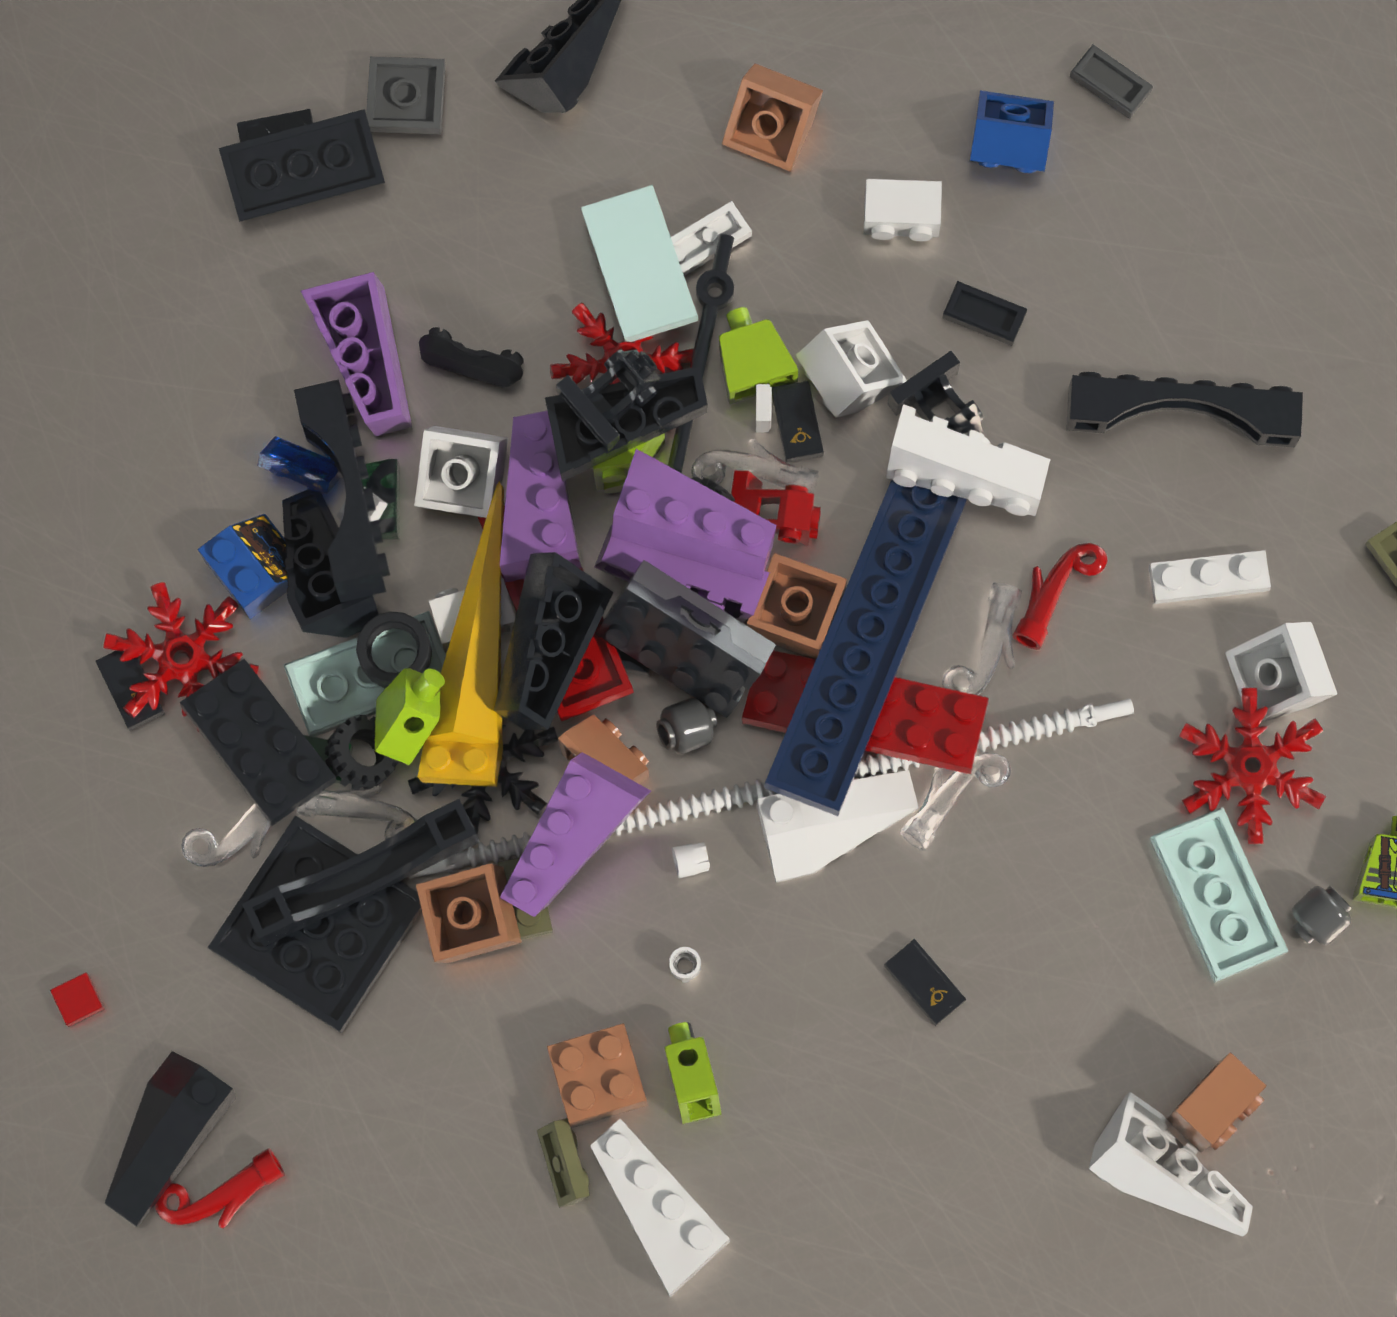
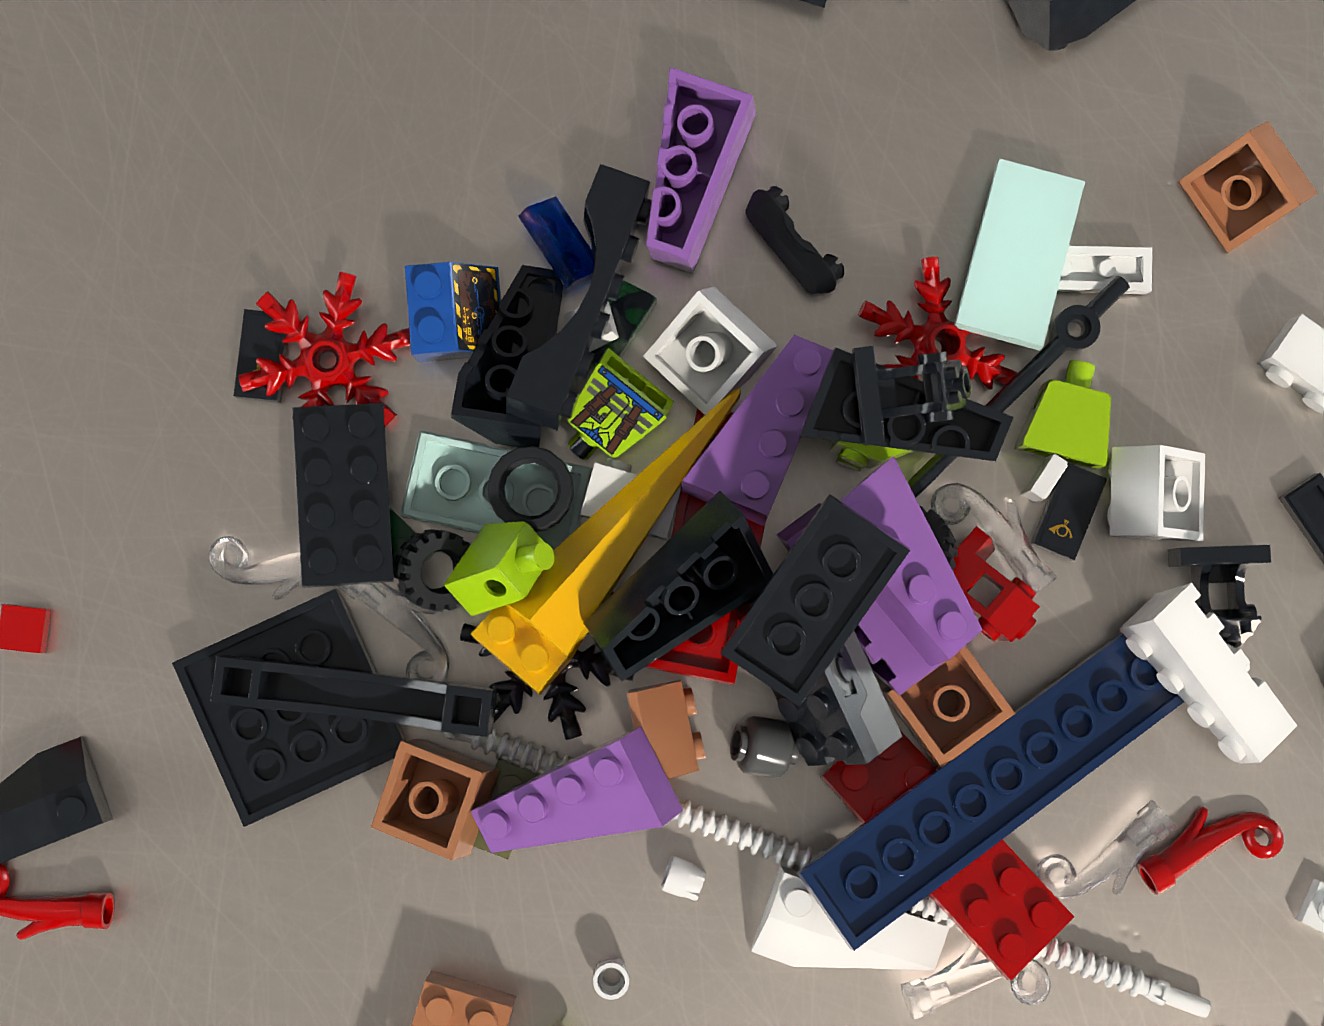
camera: 30 degrees right, 10 degrees up
(418, 555) = (615, 409): none -> torso
(643, 576) = (815, 600): none -> black plate

